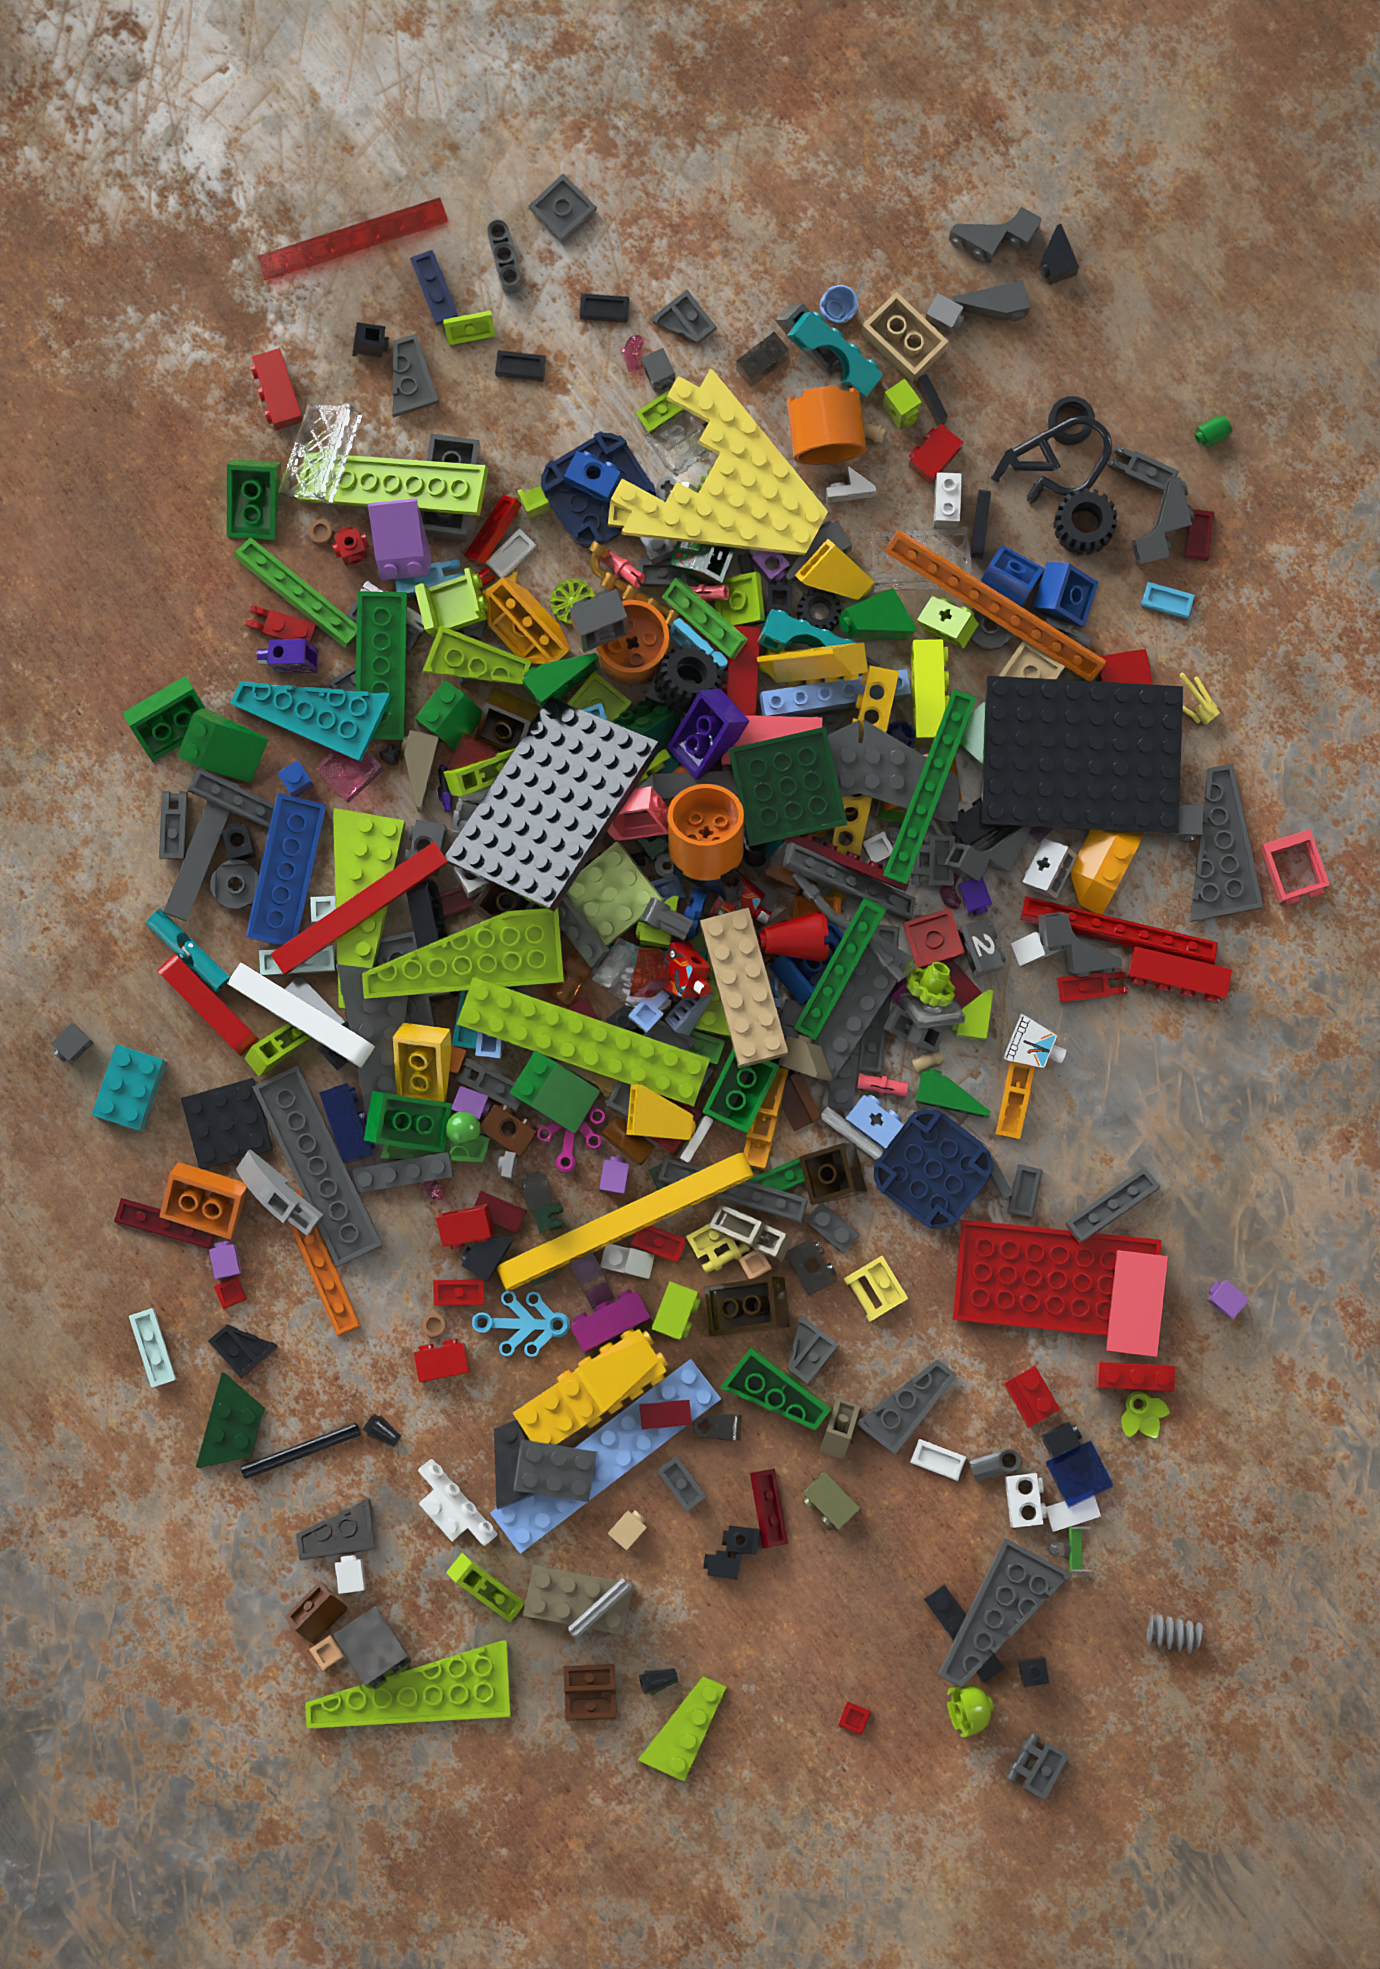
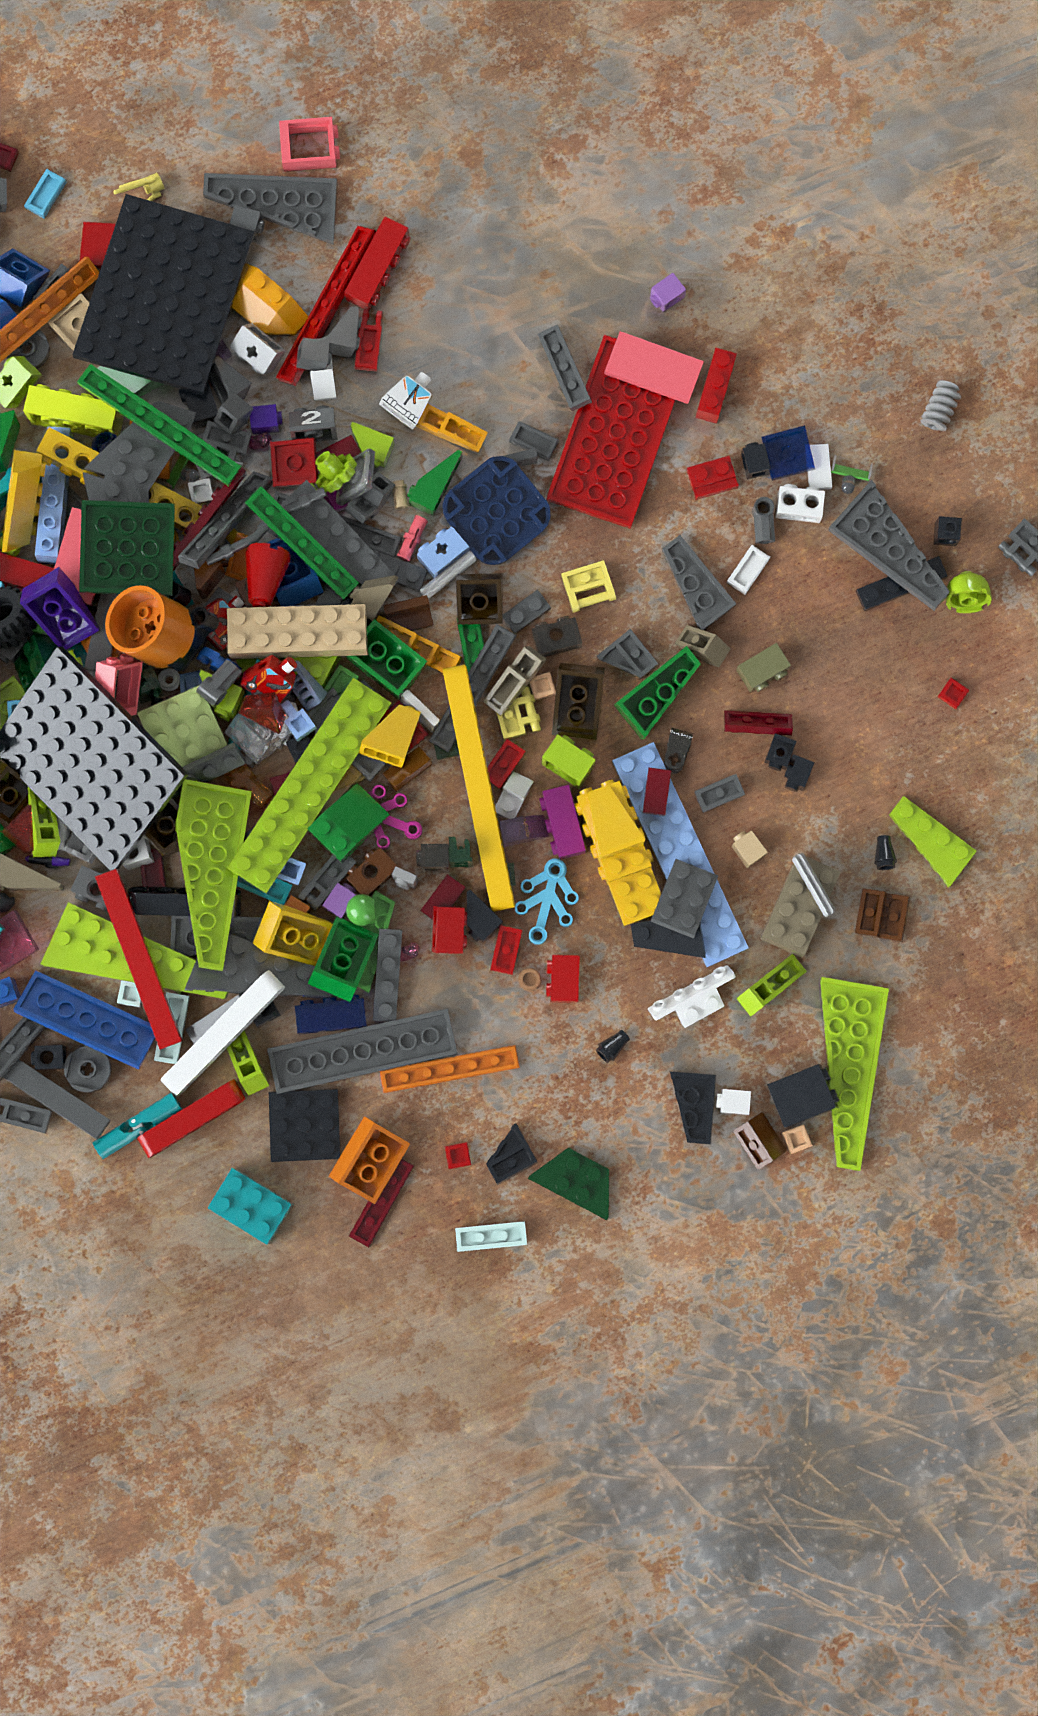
camera: 80 degrees left, 0 degrees up
(71, 1044) = (196, 1251): dark grey brick -> none
(225, 1260) = (428, 1152): medium lavender brick -> none
(275, 1195) = (379, 1093): light grey slope -> none
(300, 1450) = (614, 1123): black axle -> none
(614, 1175) = (435, 788): medium lavender brick -> none
(1145, 1418) = (752, 387): lime plate -> none

